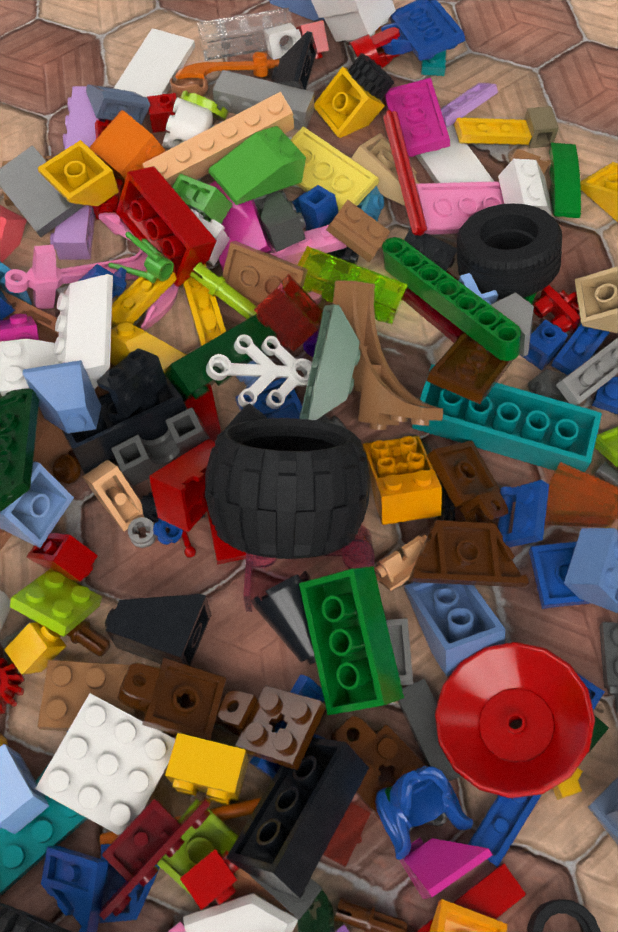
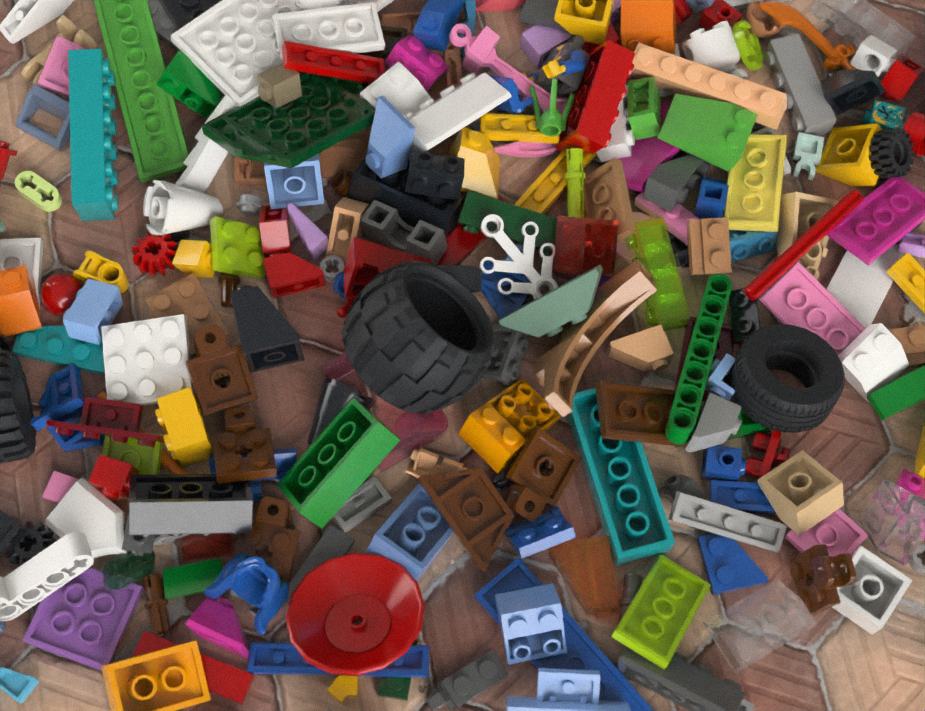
camera: 55 degrees right, 5 degrees up
(17, 565) = (249, 204): none -> light grey plate
(91, 529) = (311, 236): none -> lavender slope
(109, 230) = (565, 64): none -> torso
(119, 570) = (291, 274): none -> red slope
(325, 129) = (808, 152): none -> light aqua plate
(330, 66) = (885, 114): none -> teal brick
(367, 864) = (191, 577): none -> green slope
(407, 336) = (643, 349): none -> light nougat slope

